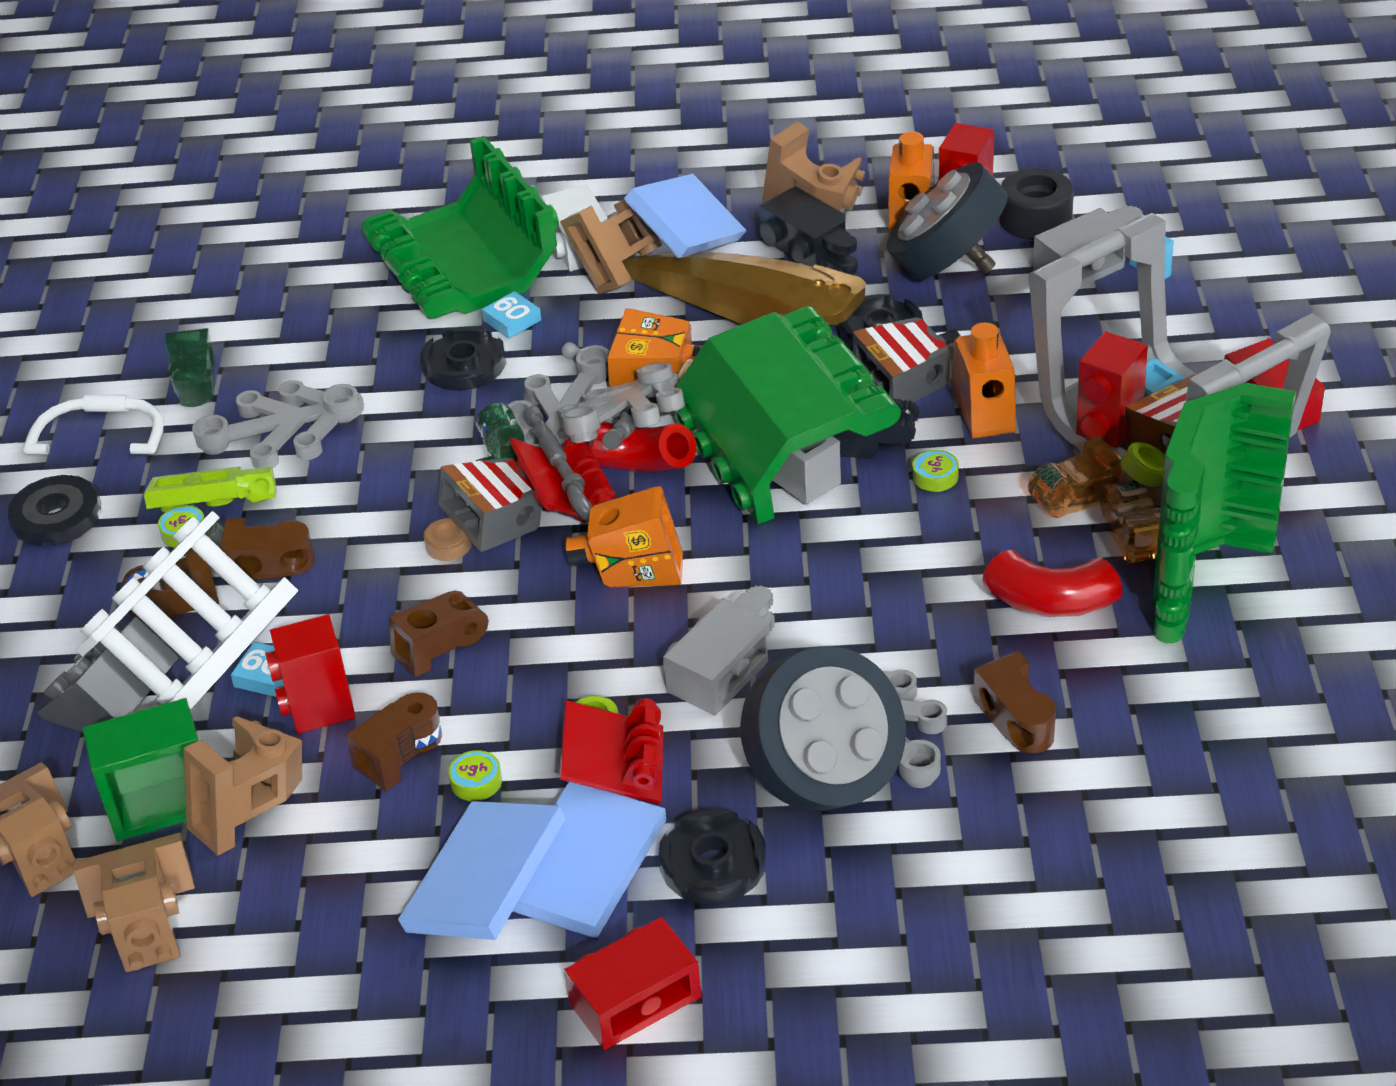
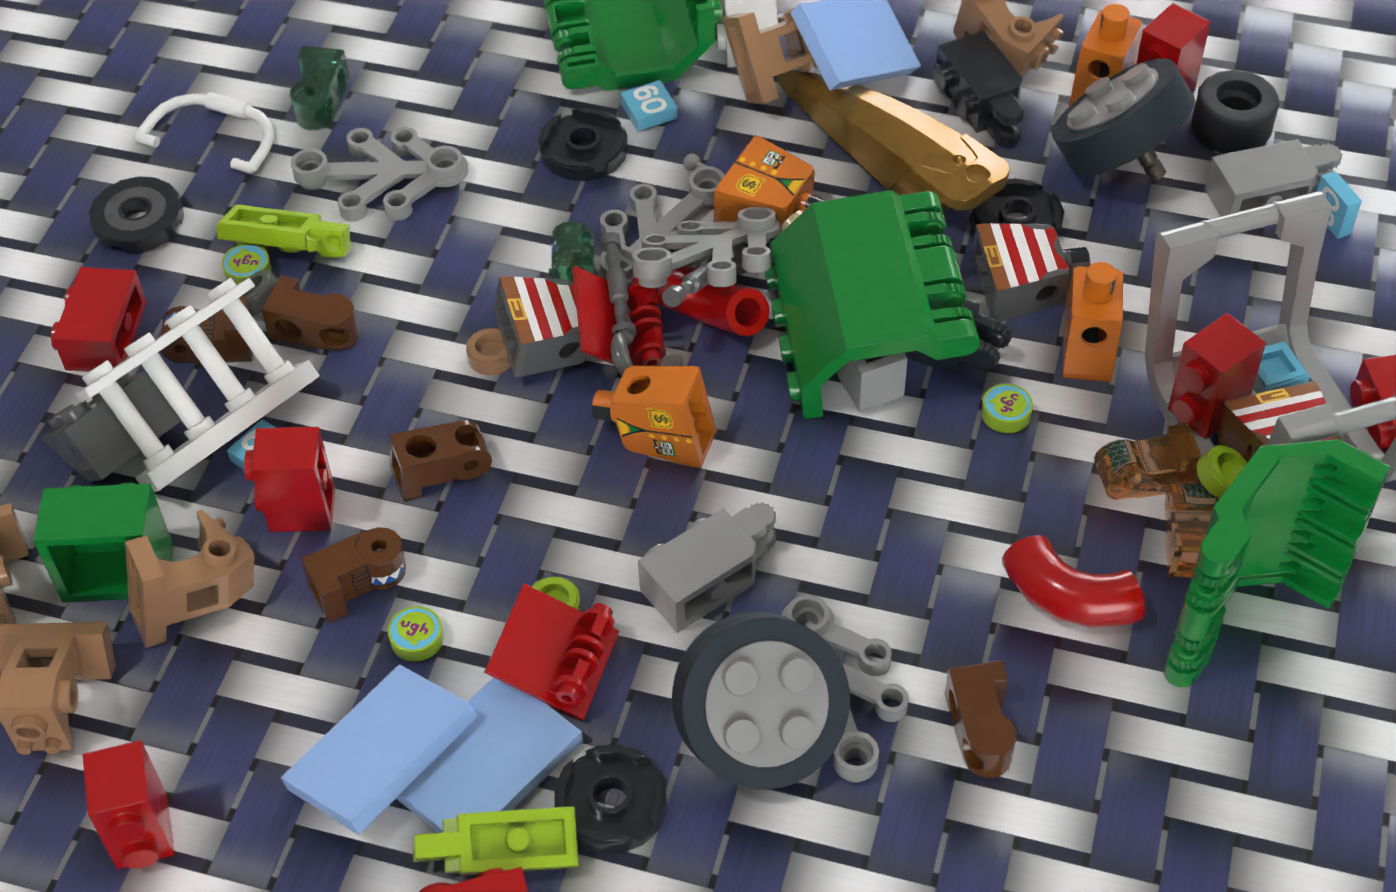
camera: 15 degrees right, 10 degrees up
(56, 599) = (98, 318): none -> red brick
(268, 969) = (128, 805): none -> red brick
(628, 903) = (502, 840): none -> lime hinge

